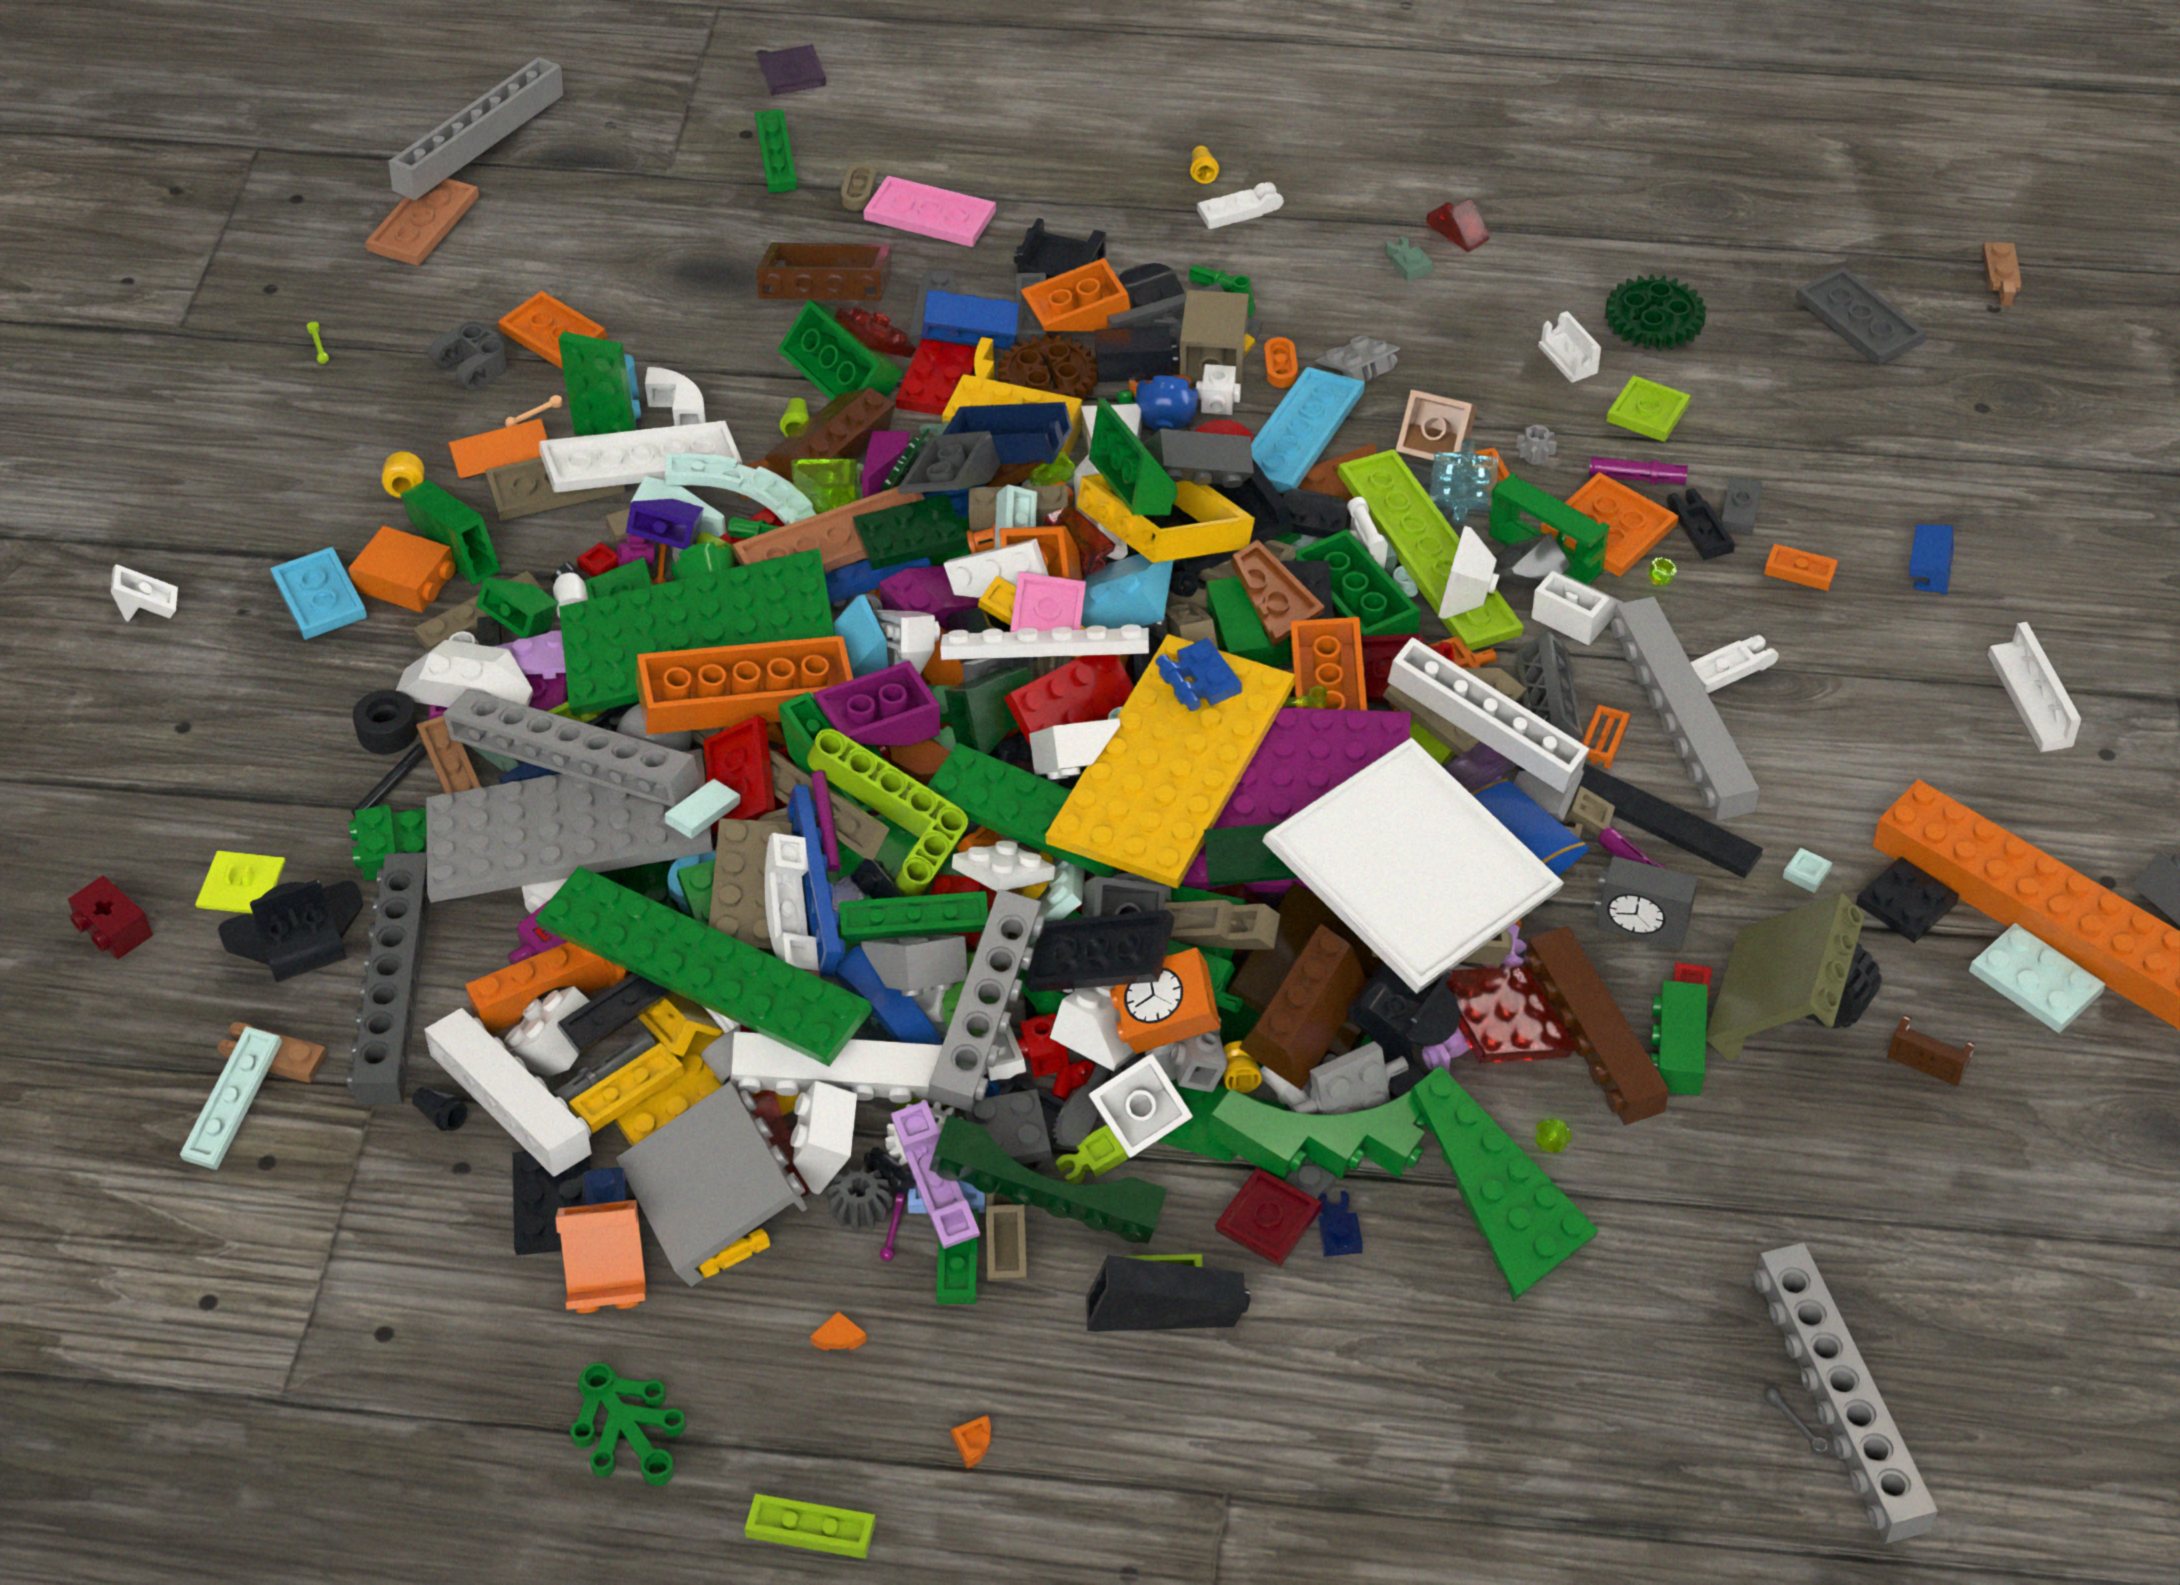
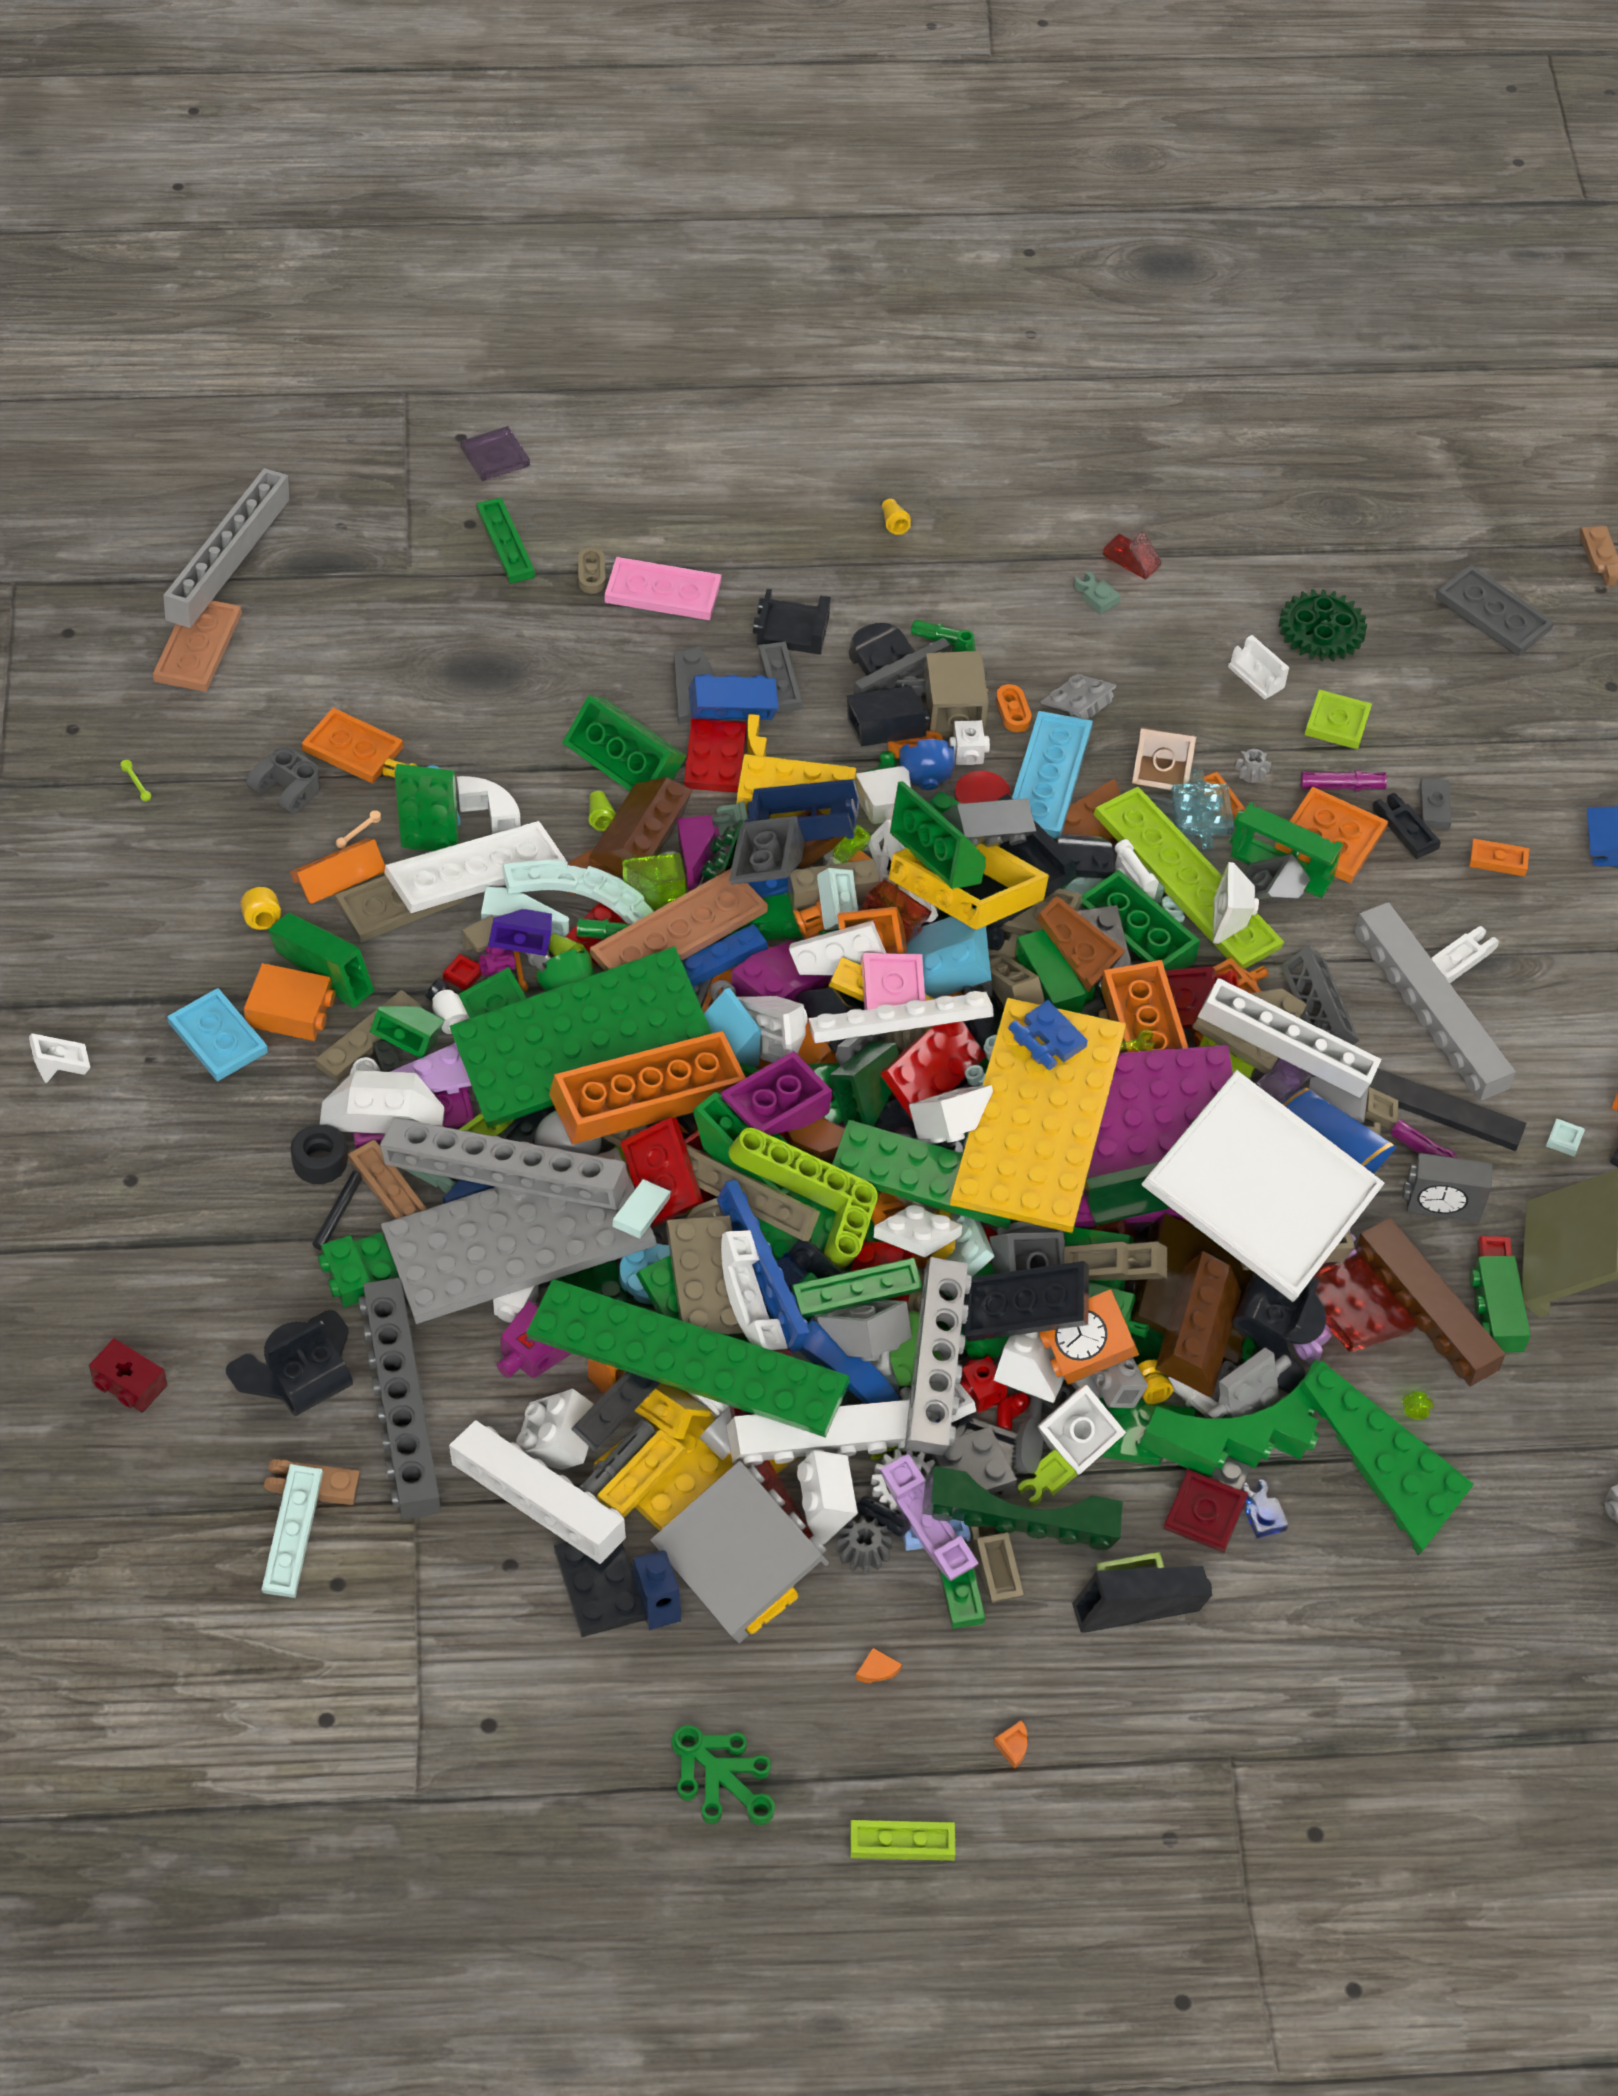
camera: 15 degrees left, 5 degrees up
(238, 880) = (231, 1324): neon yellow piece -> none
(442, 1109) = (480, 1514): black cone -> none
(506, 993) = (509, 1399): orange arch -> none
(602, 1255) = (665, 1631): orange panel -> none
(824, 271) = (587, 649): reddish brown window -> none
(826, 820) = (758, 1207): magenta bar -> none
(876, 331) = (651, 718): clear red plate -> none
(887, 1252) = (897, 1589): magenta hinge -> none
(909, 532) = (744, 918): dark green plate -> none
(1066, 365) = (814, 736): reddish brown gear -> none
(1078, 298) = (824, 666): orange slope -> none
(1240, 205) = (936, 554): white hinge -> none
(1572, 607) = (1322, 918): white slope -> none
(1598, 754) = (1371, 1039): orange tile -> none
(1662, 571) = (1385, 875): clear neon green hinge -> none

